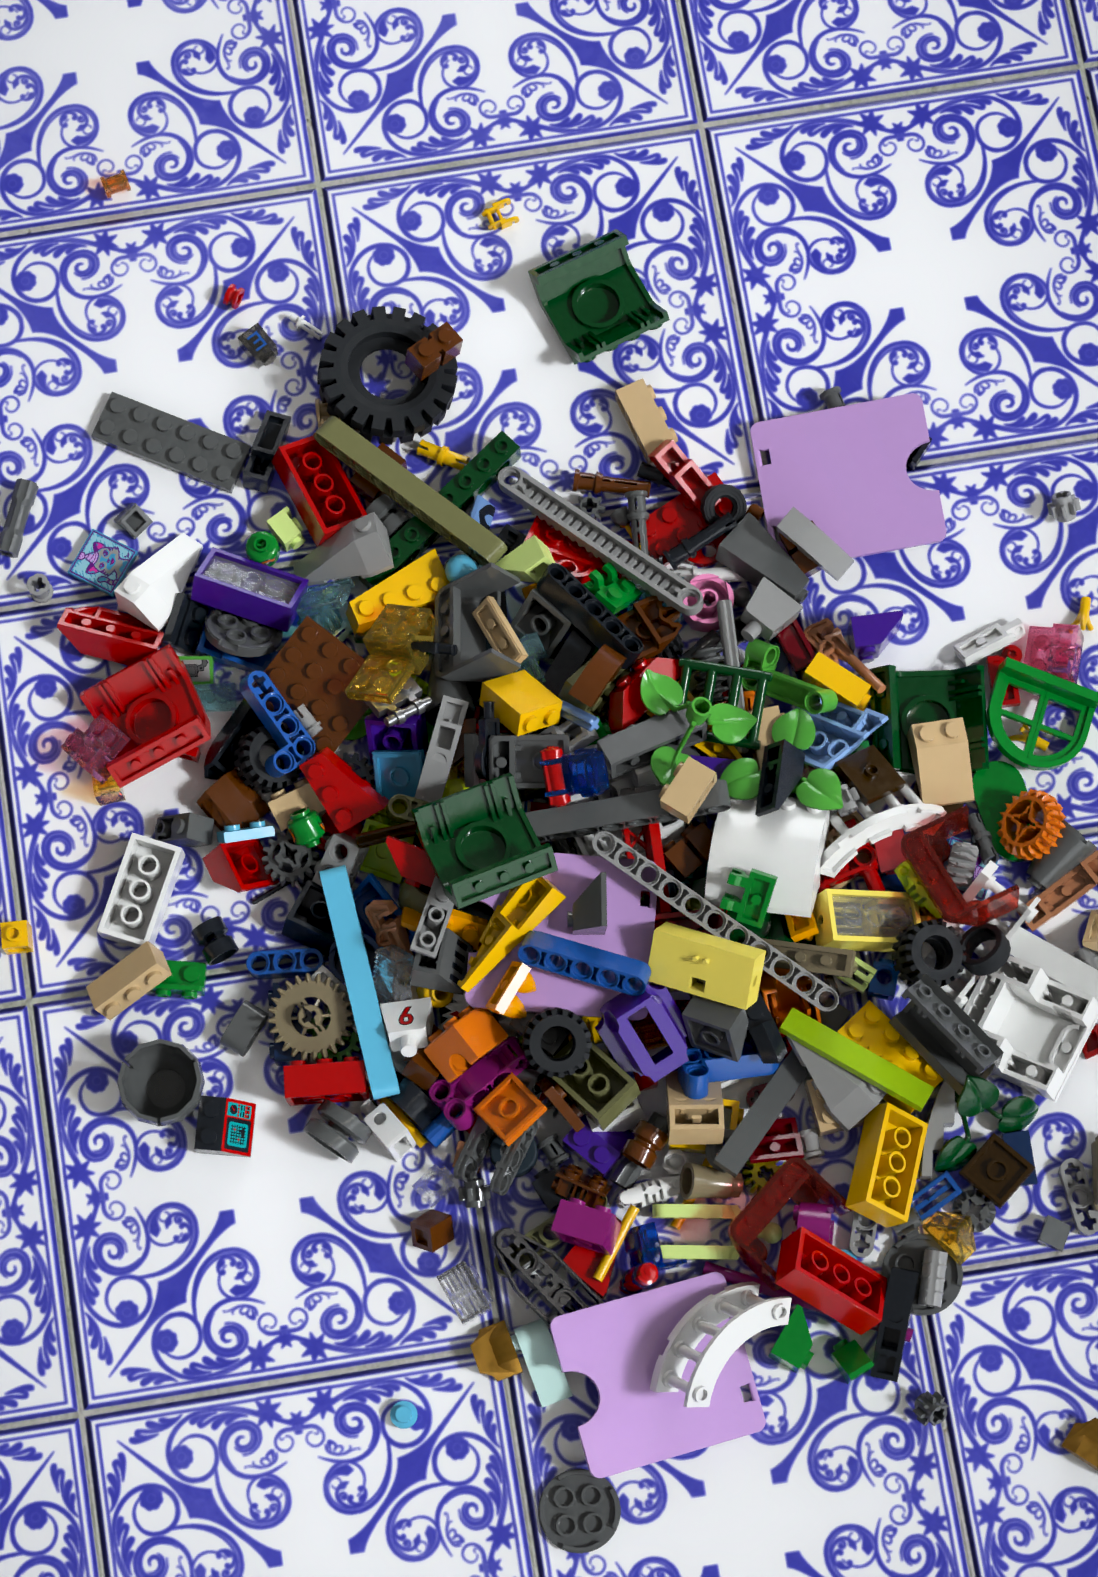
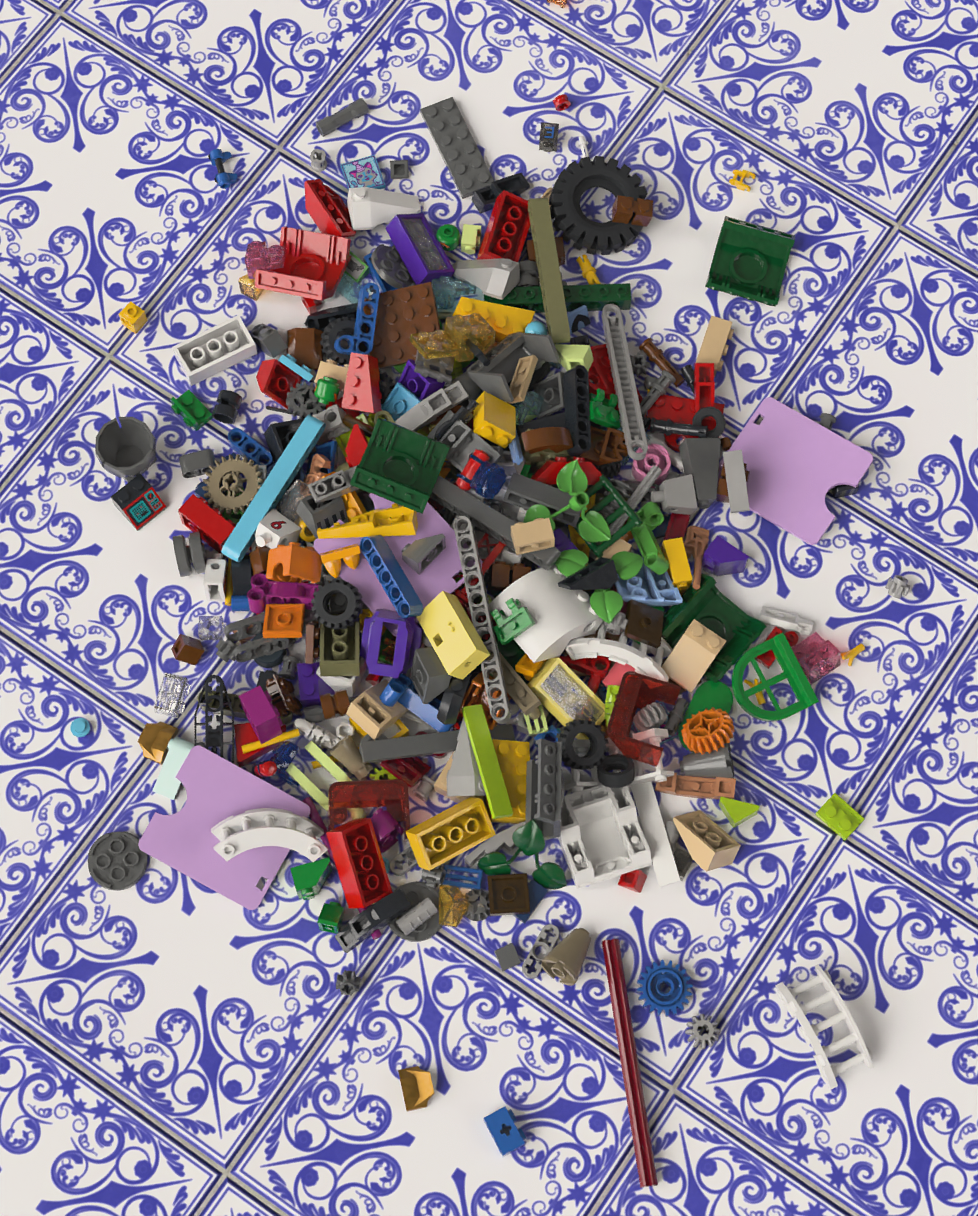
camera: 40 degrees right, 5 degrees down
(128, 980) = (163, 385): tan brick -> none
(185, 624) = (370, 238): black plate -> none
(308, 721) = (379, 336): light grey pin -> none

